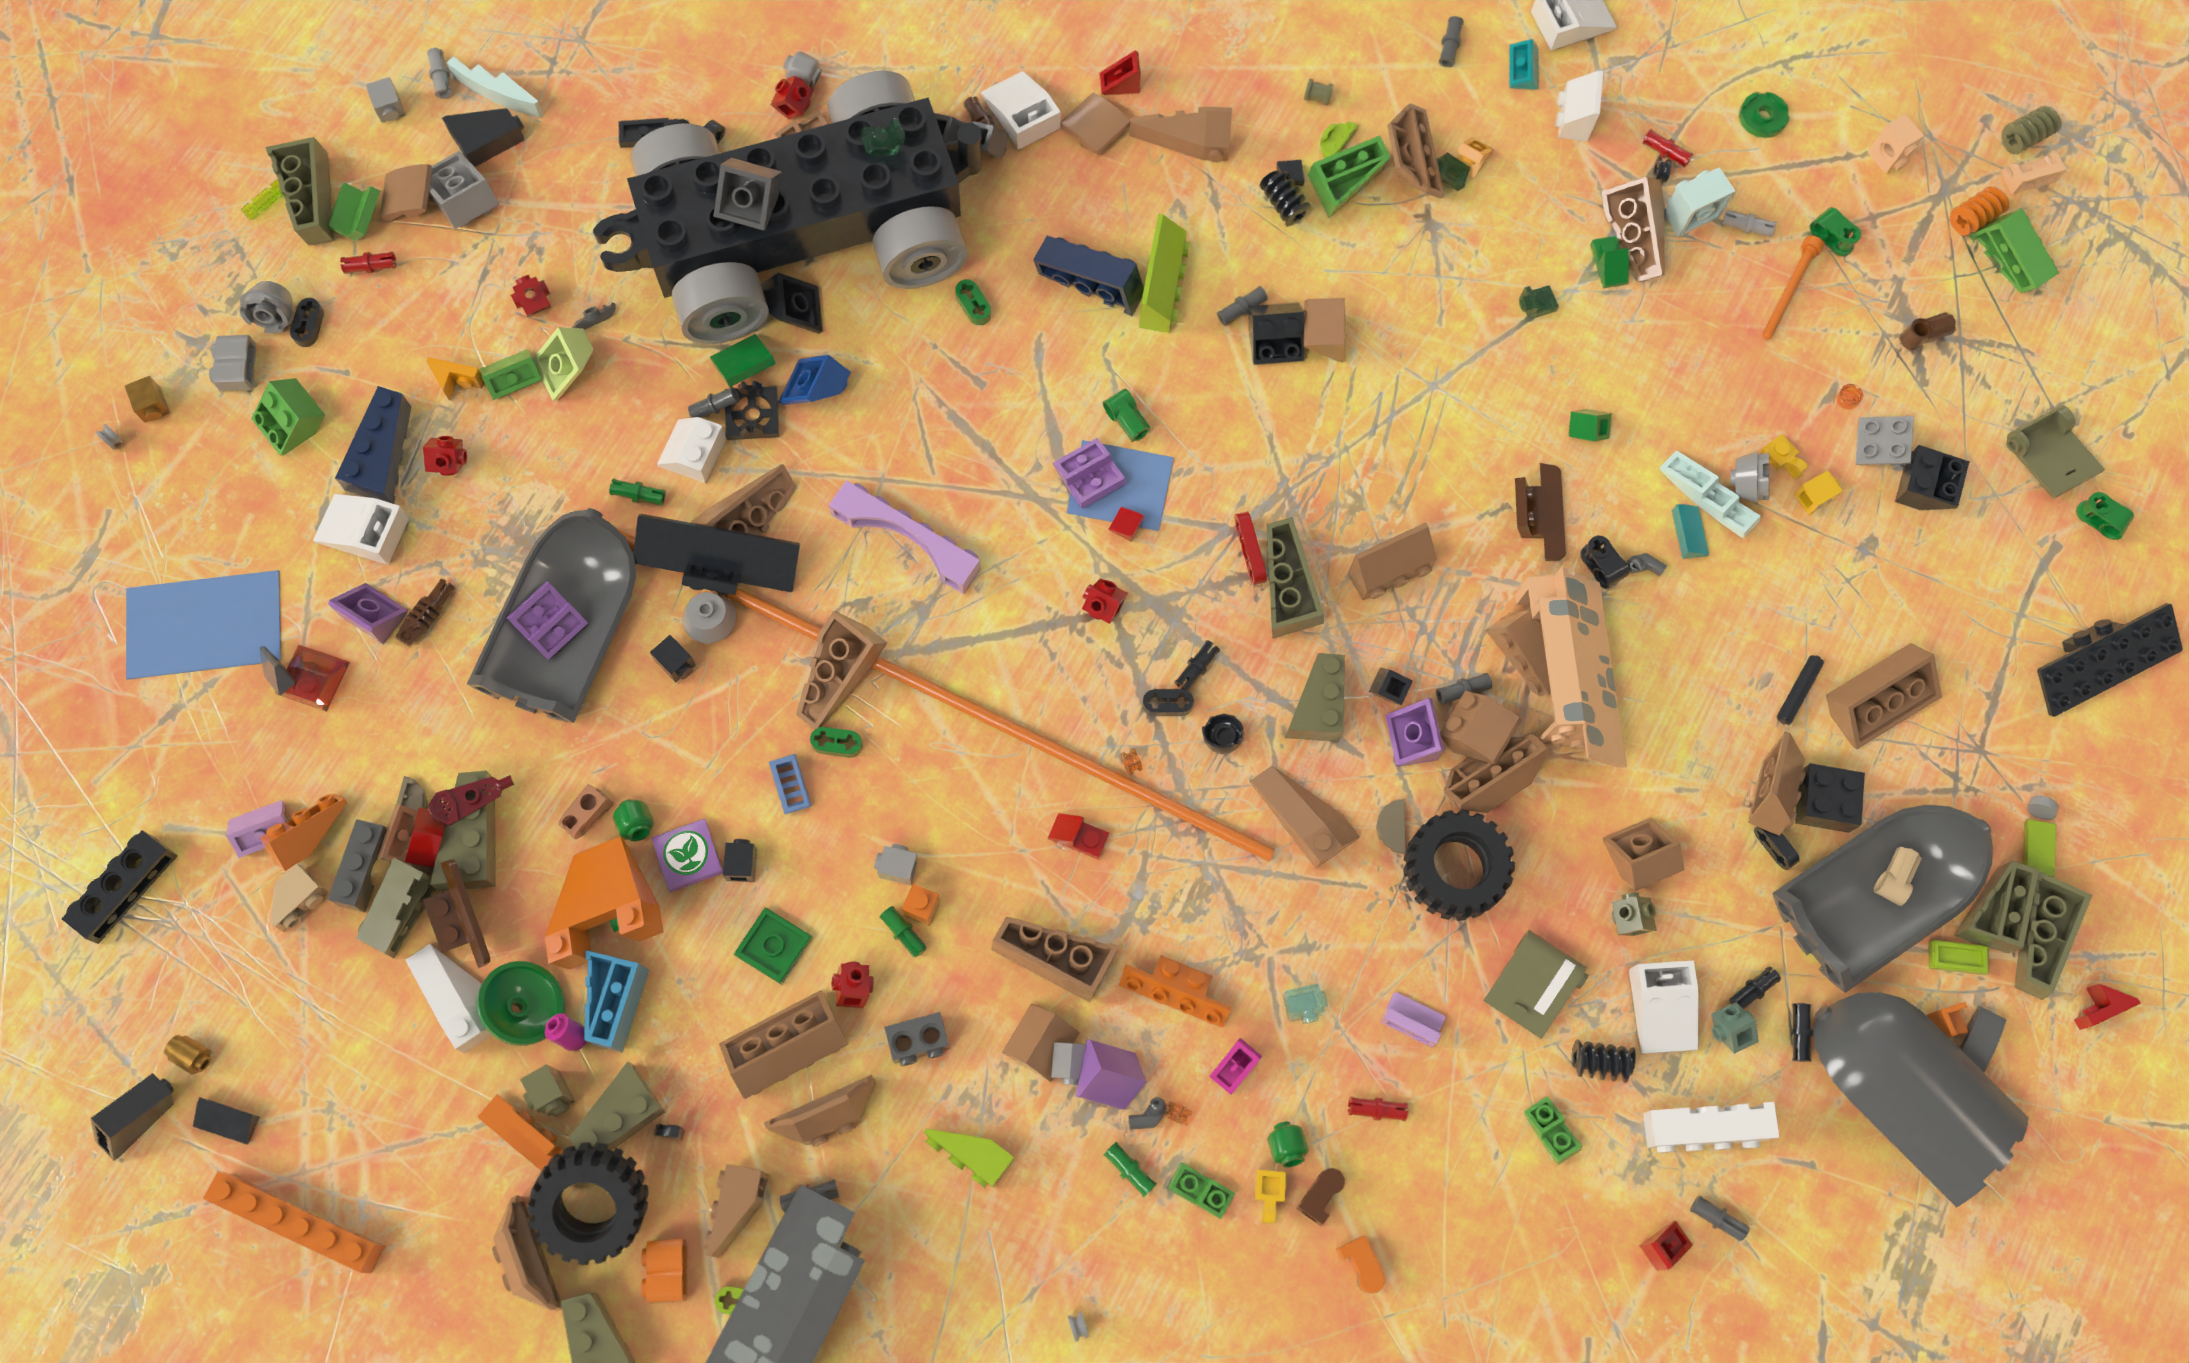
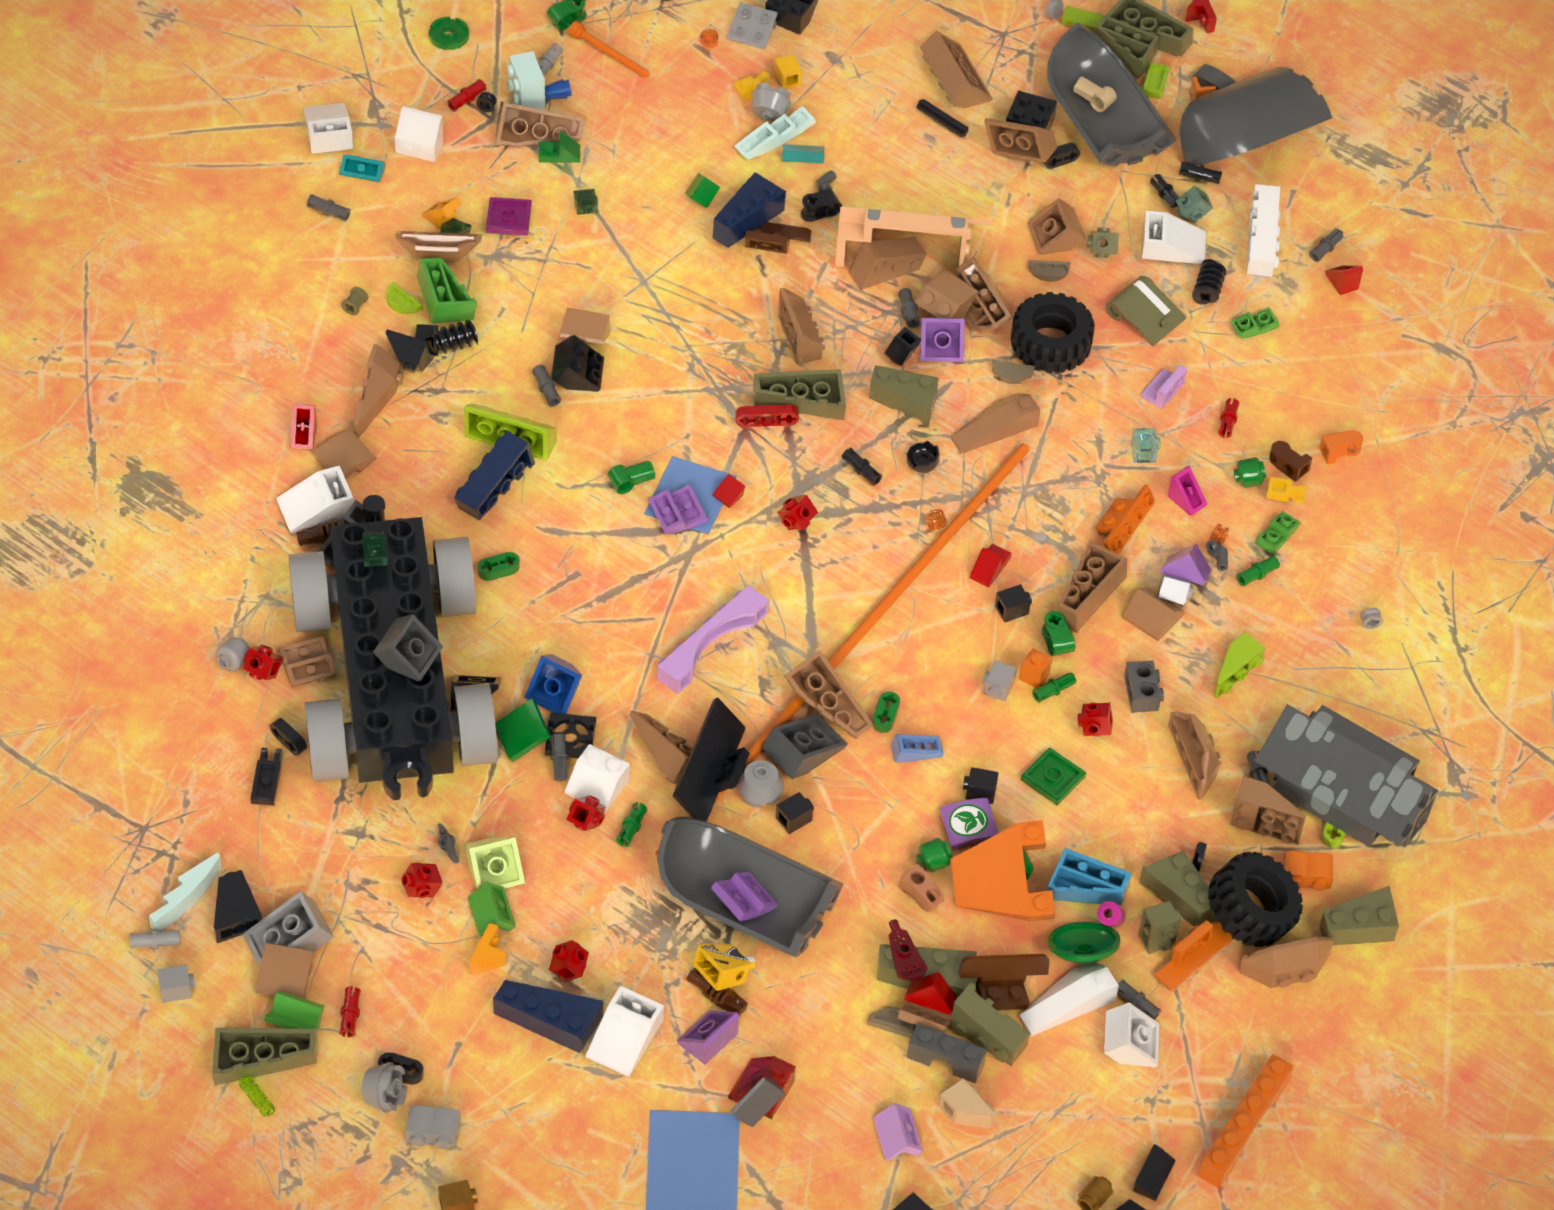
camera: 80 degrees left, 20 degrees down
(287, 415) = (499, 1085): bright green slope -> none
(299, 836) = (909, 1091): orange slope -> none
(401, 1075) = (1131, 1036): none -> white slope
(448, 612) = (723, 965): none -> yellow torso
(457, 1077) = (1137, 999): none -> dark grey pin
(638, 441) = (586, 813): none -> red brick
(770, 657) = (803, 745): none -> dark grey slope
(782, 1044) = (1136, 774): medium nougat slope -> none
(972, 927) = (1057, 634): none -> green piece
(1018, 867) = (1013, 603): none -> black brick
(1167, 708) = (892, 491): black beam -> none
(1249, 153) = (410, 351): none -> black slope
(1490, 224) = (508, 216): none -> magenta plate
(1564, 476) = (748, 210): none -> dark blue wedge
(1576, 855) = (1049, 270): none -> dark tan tile
(1705, 242) = (558, 90): none -> blue cone

